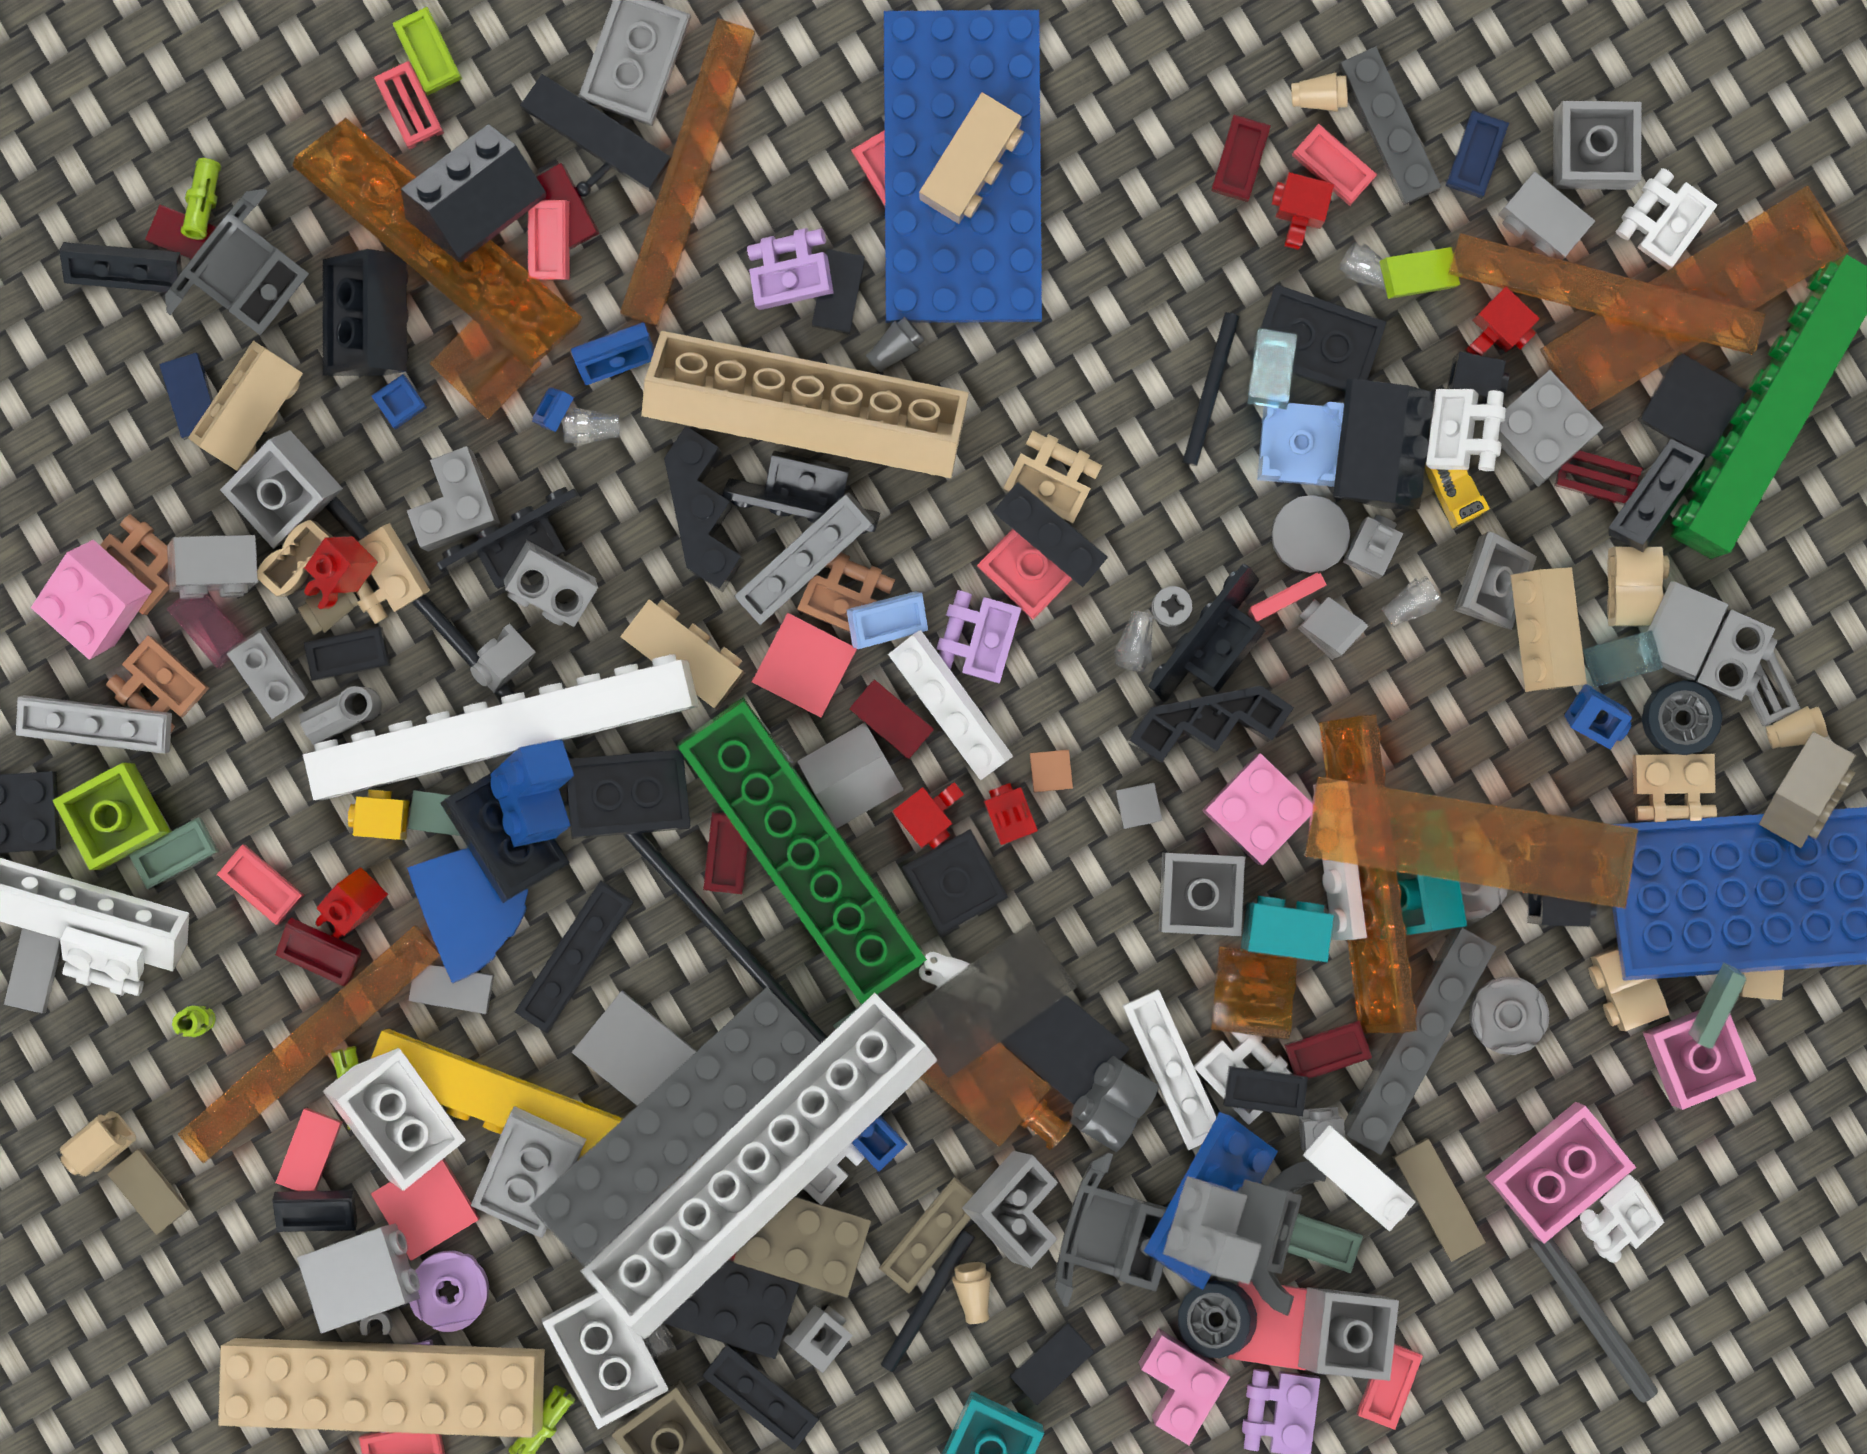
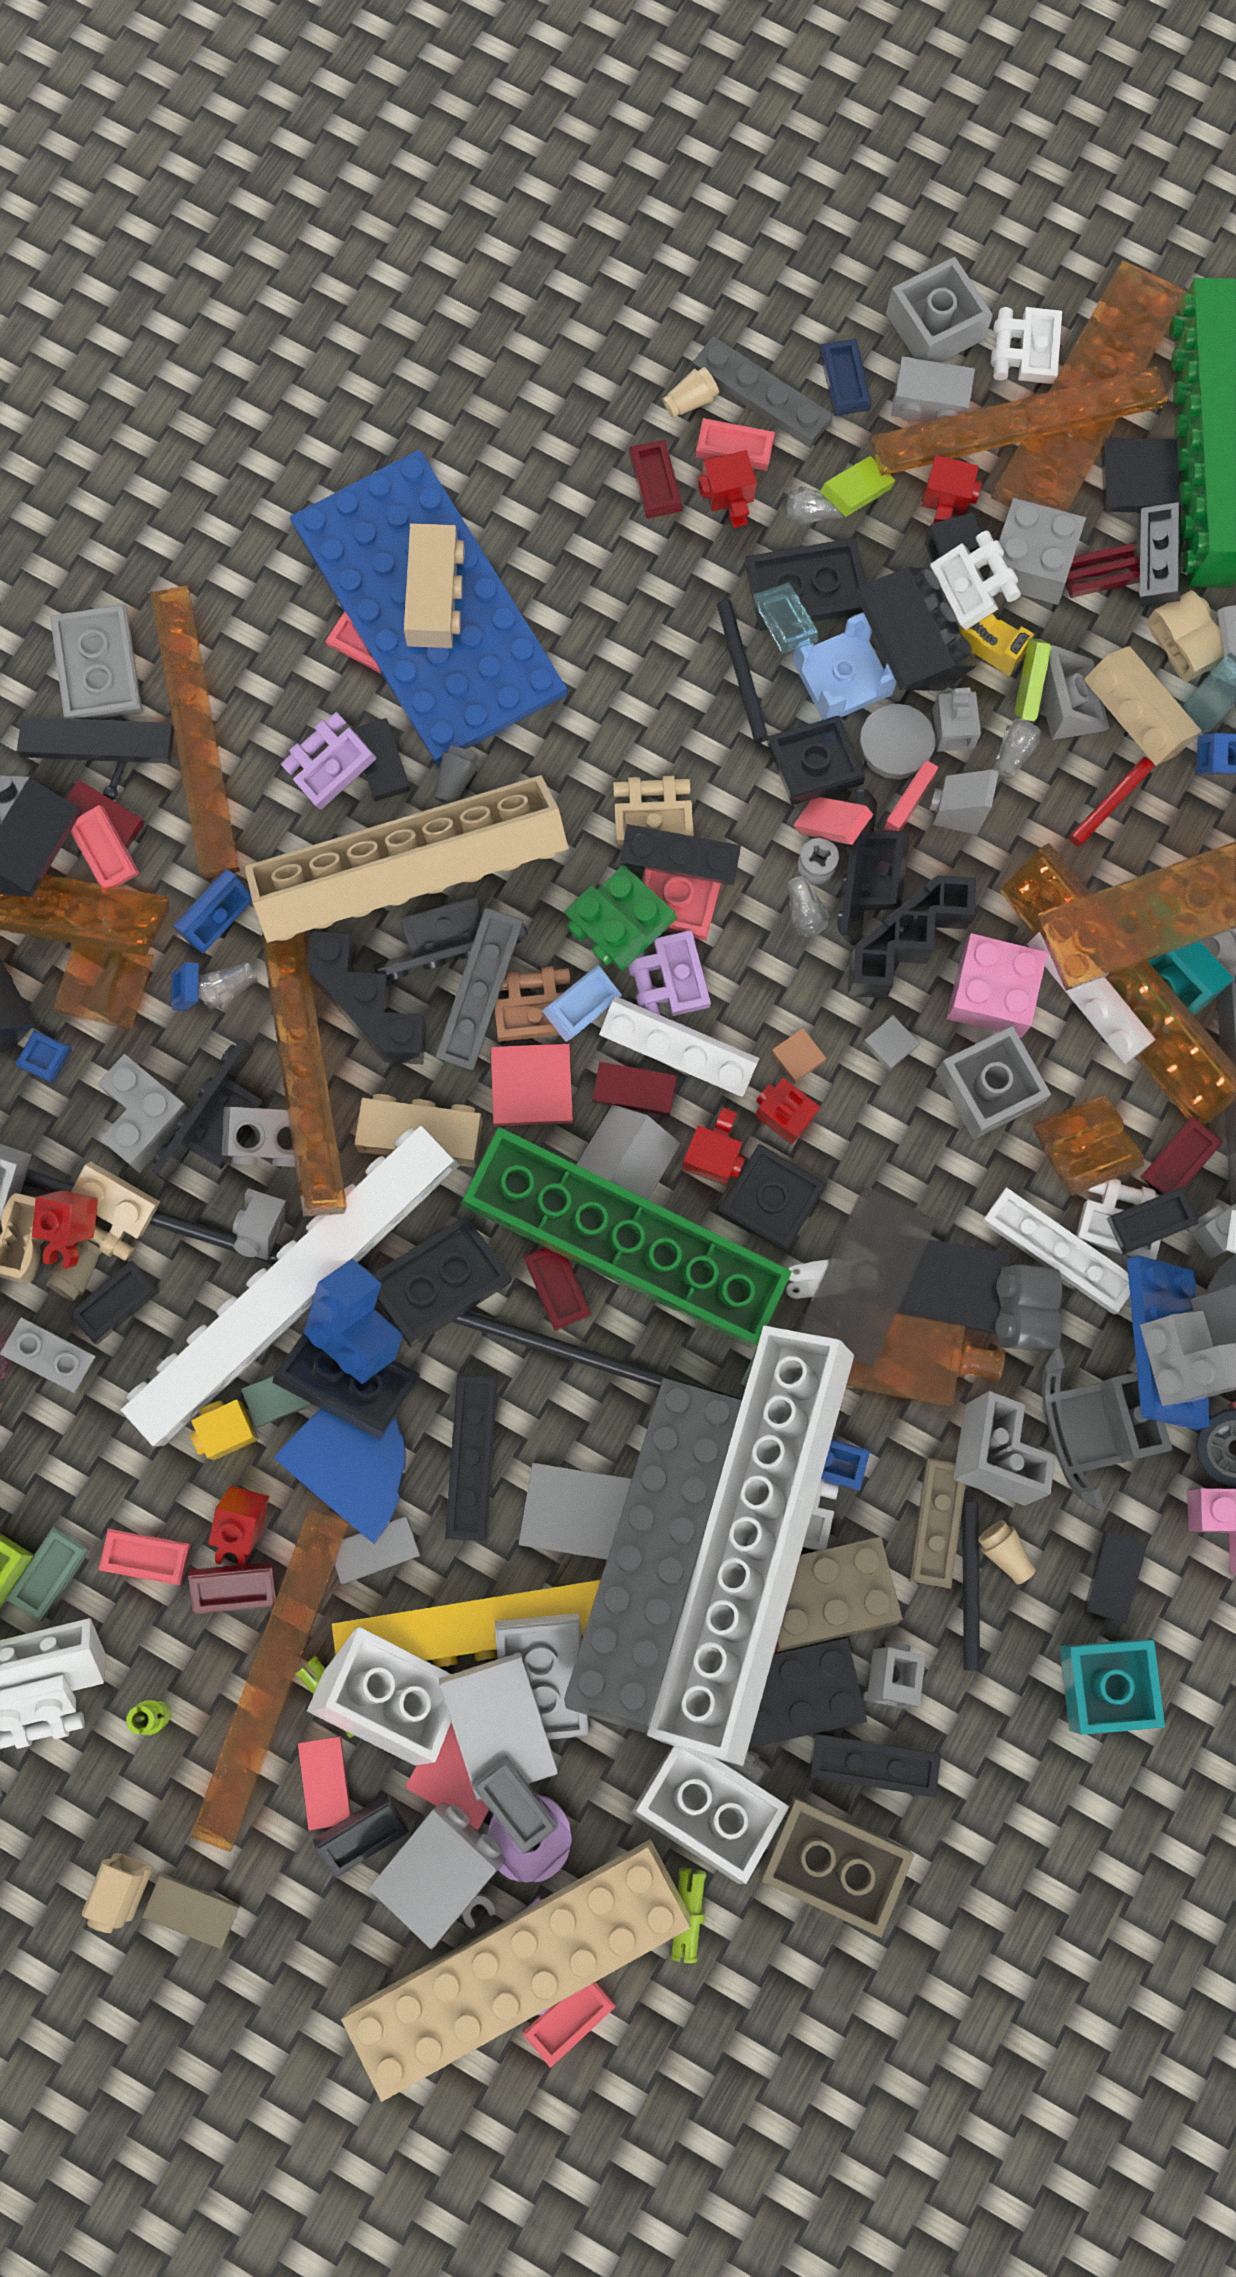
camera: 35 degrees left, 10 degrees down
(338, 714) = (133, 1359): light grey piece -> none
(449, 1260) = (514, 1804): none -> tile
(470, 1190) = (498, 1718): none -> tile
(607, 556) = (304, 1078): none -> clear orange plate
(963, 561) = (619, 918): none -> green plate
(1204, 579) = (833, 820): none -> coral tile
(1225, 511) = (815, 760): none -> black tile
(1287, 931) = (1088, 1068): teal brick -> none
(1461, 550) = (1032, 679): none -> lime tile
(1468, 699) = (1111, 801): none -> red bar

